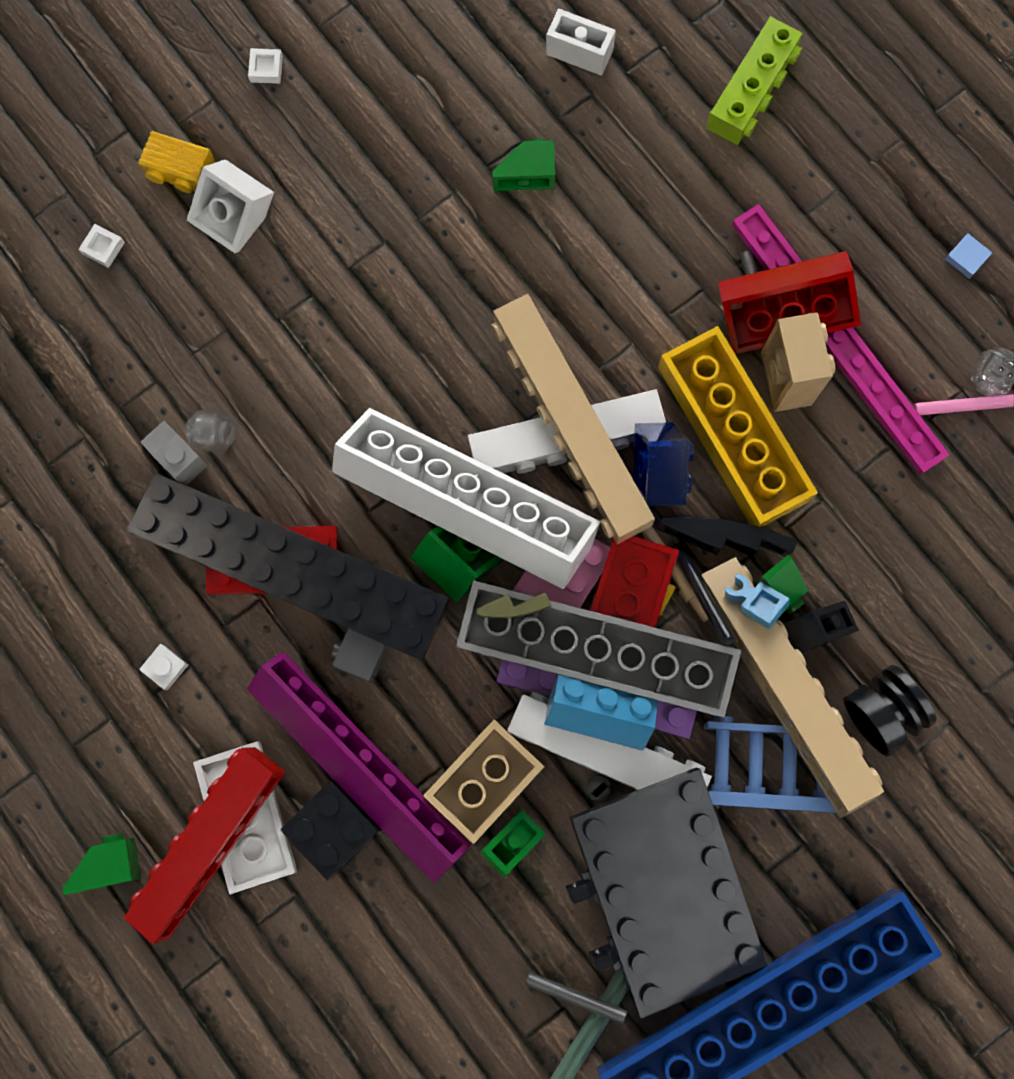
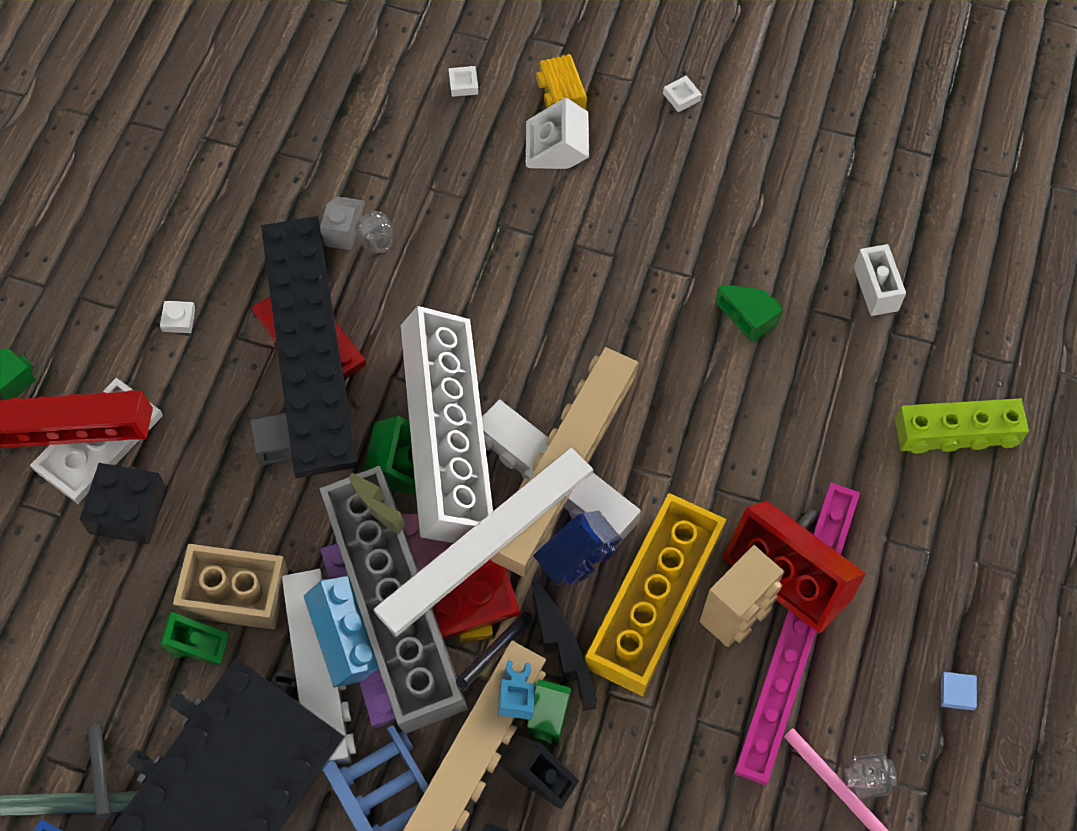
camera: 50 degrees right, 15 degrees down
(358, 766) = (183, 491): magenta brick -> none
(612, 538) = (482, 542): none -> white tile

